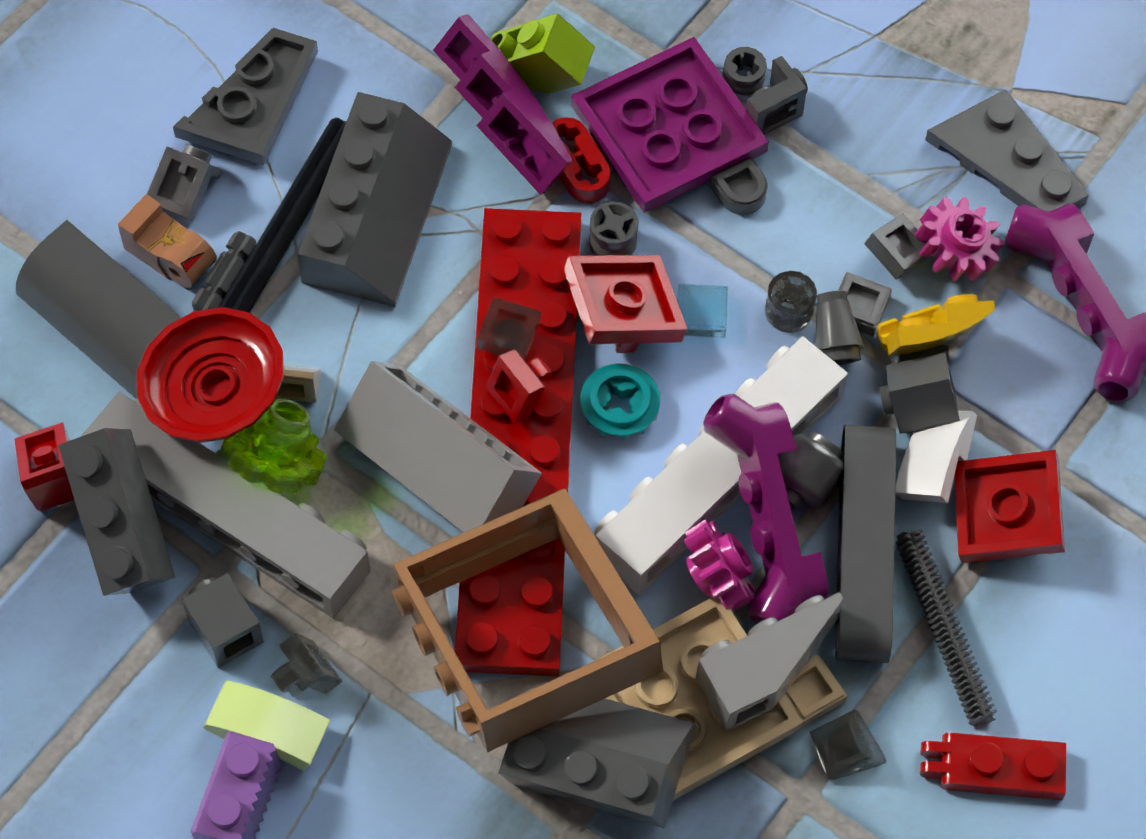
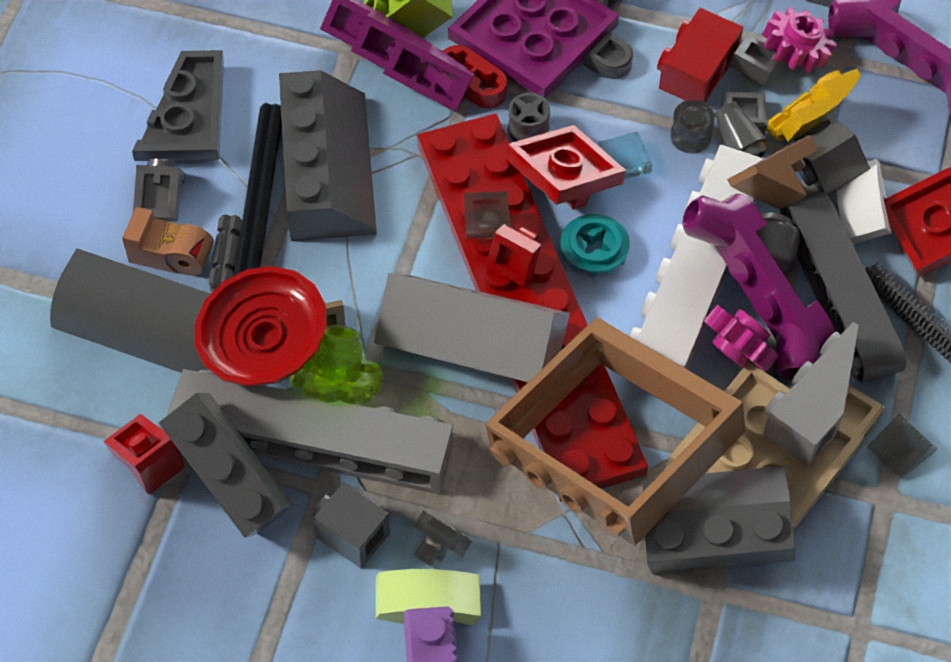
camera: 20 degrees left, 5 degrees down
(835, 222) = (699, 56): none -> red brick
(835, 393) = (774, 177): none -> medium nougat slope

